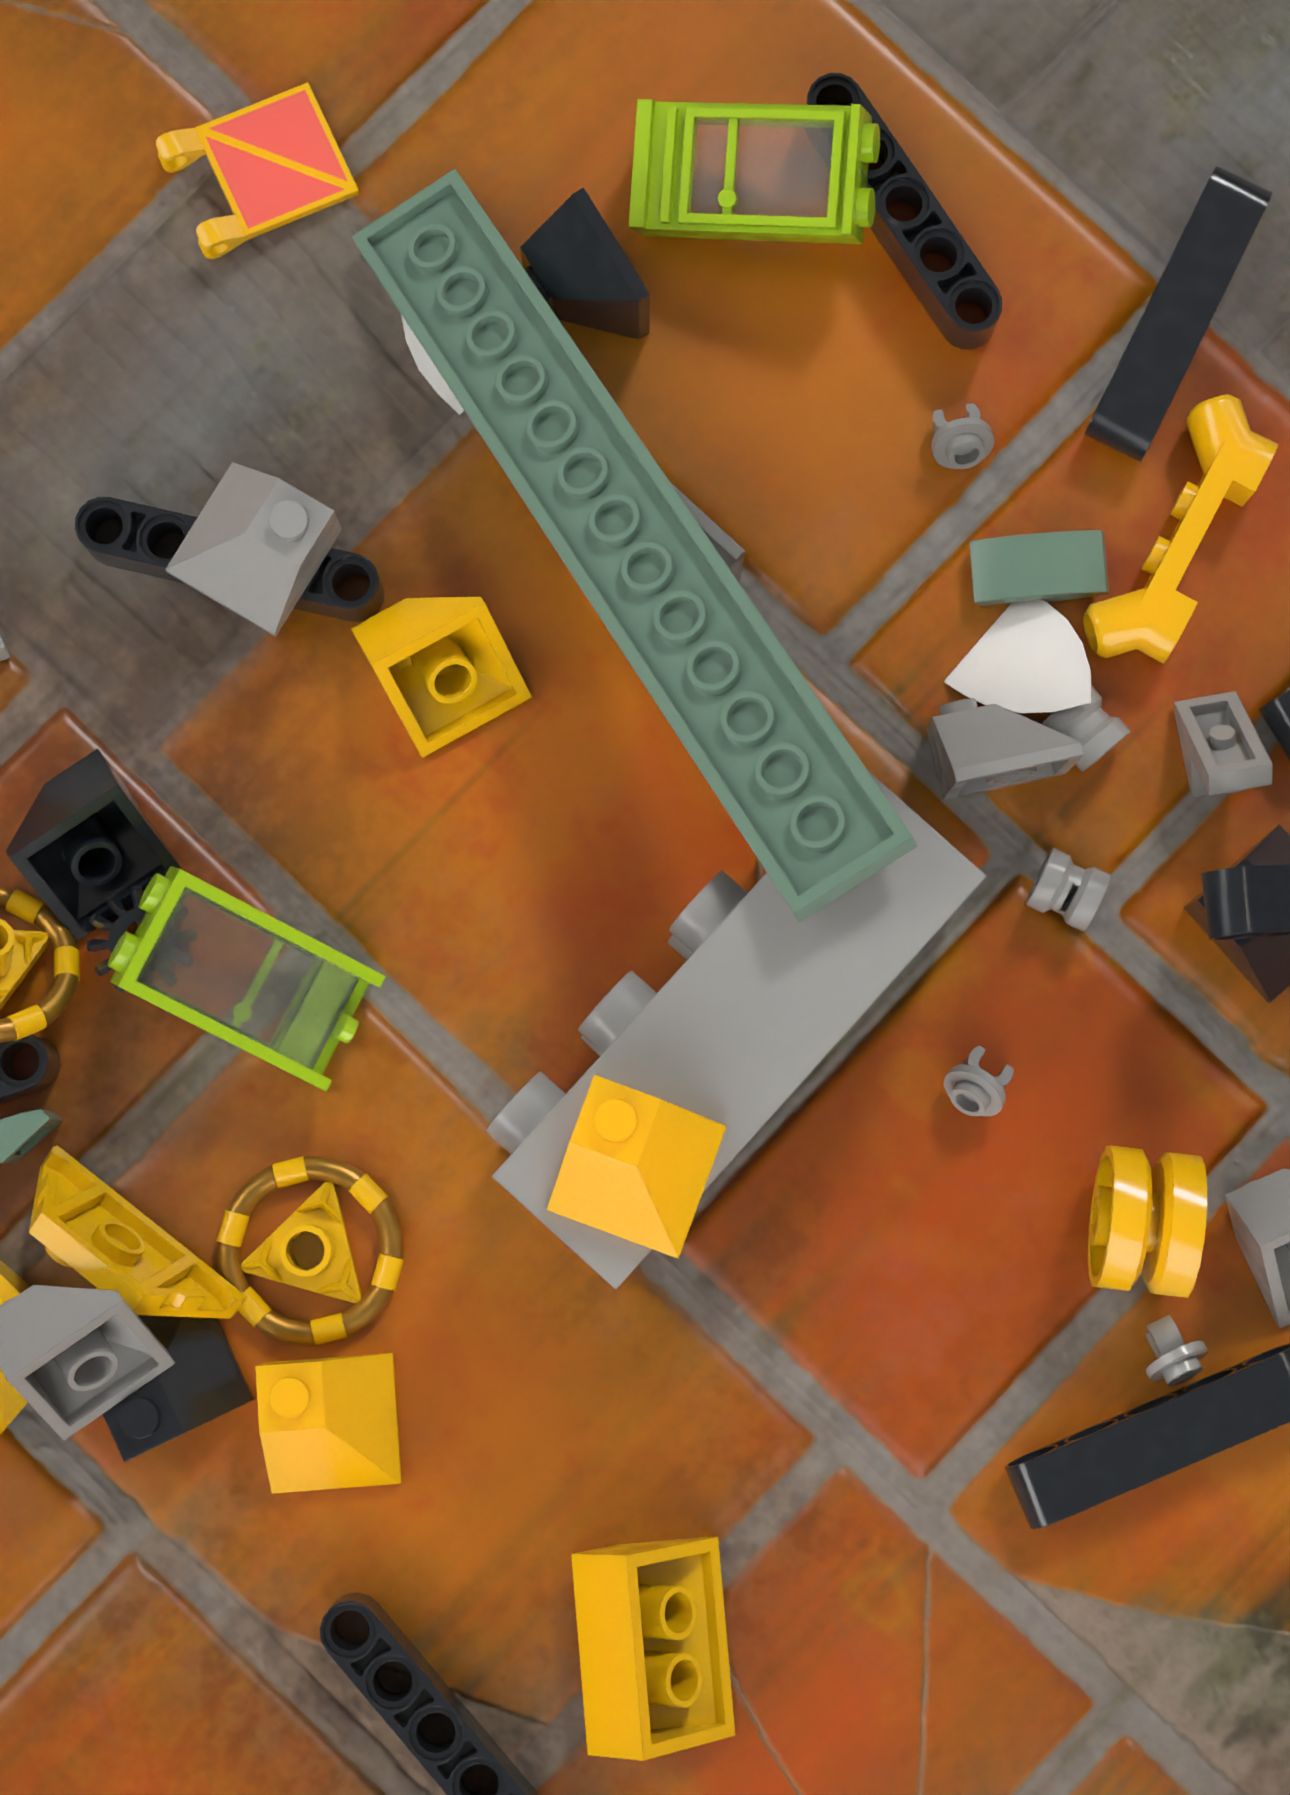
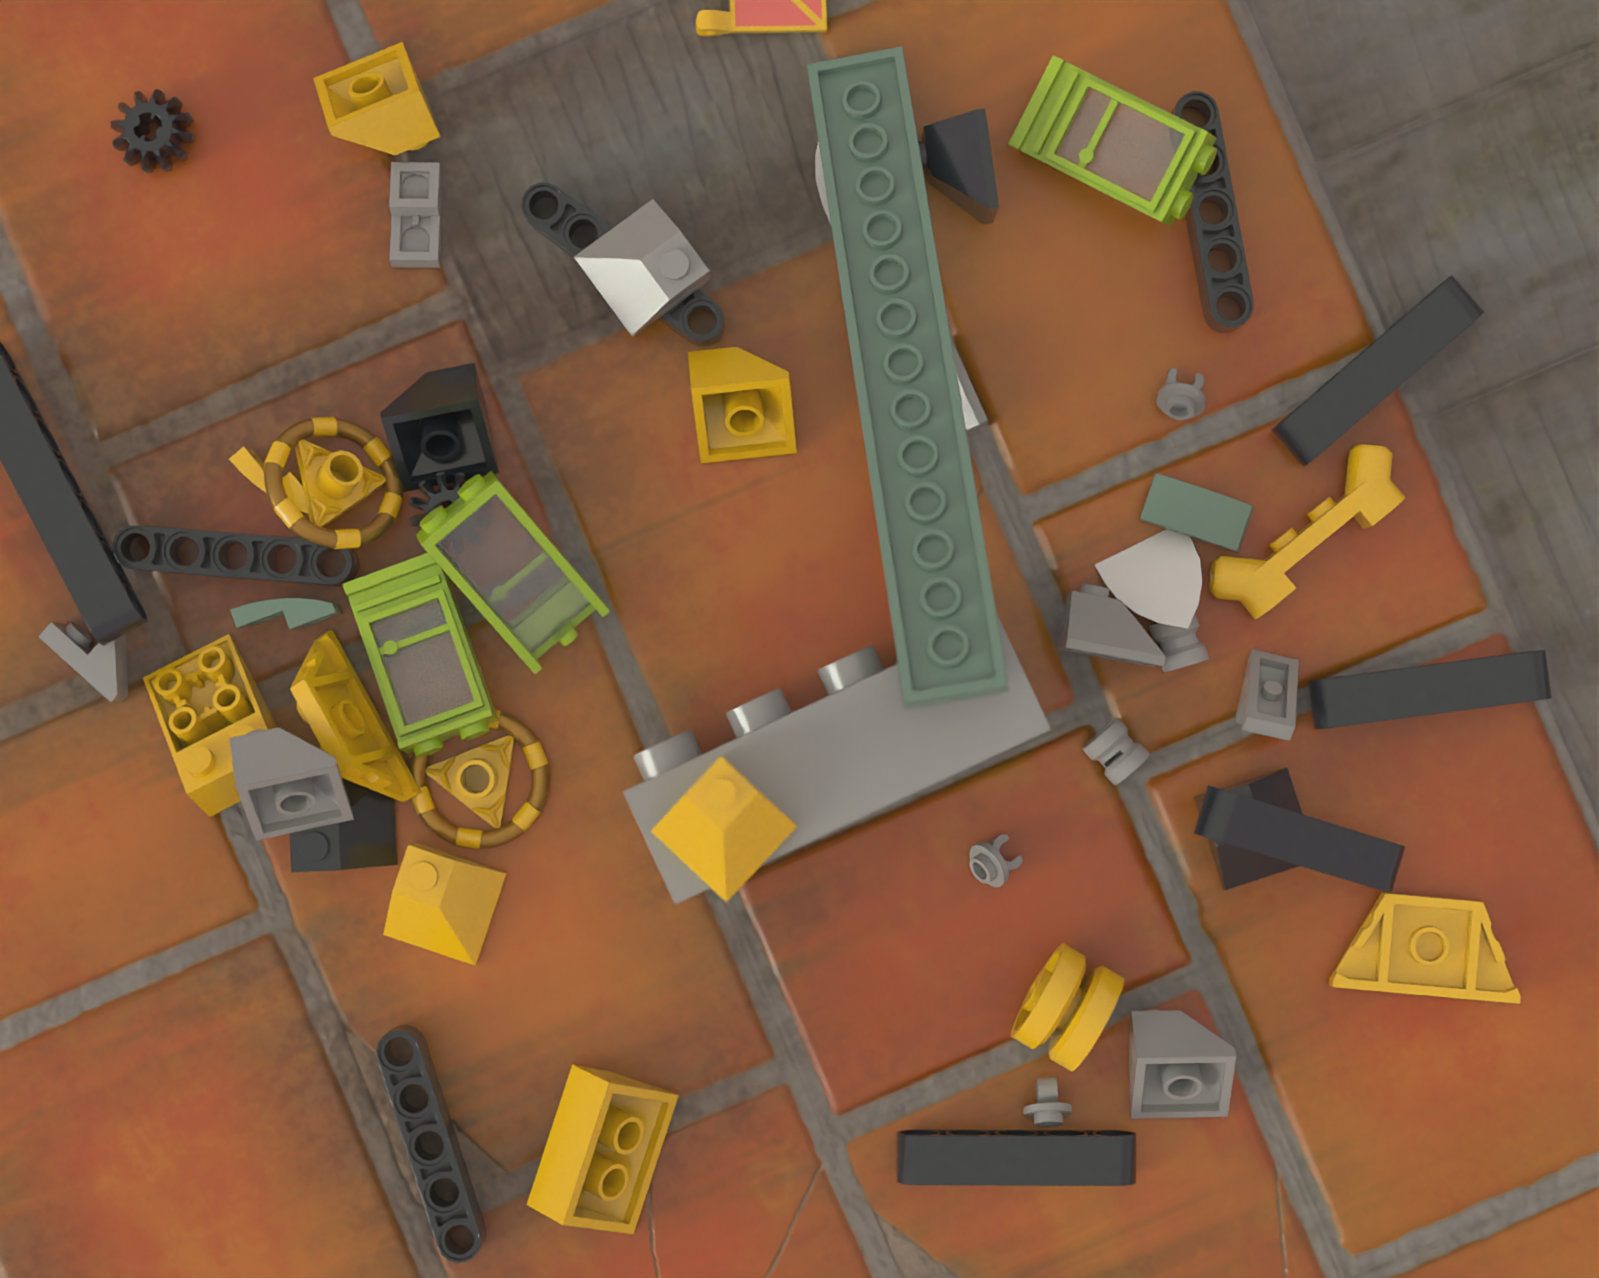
camera: 25 degrees right, 5 degrees up
(177, 1127) = (421, 655): none -> lime door

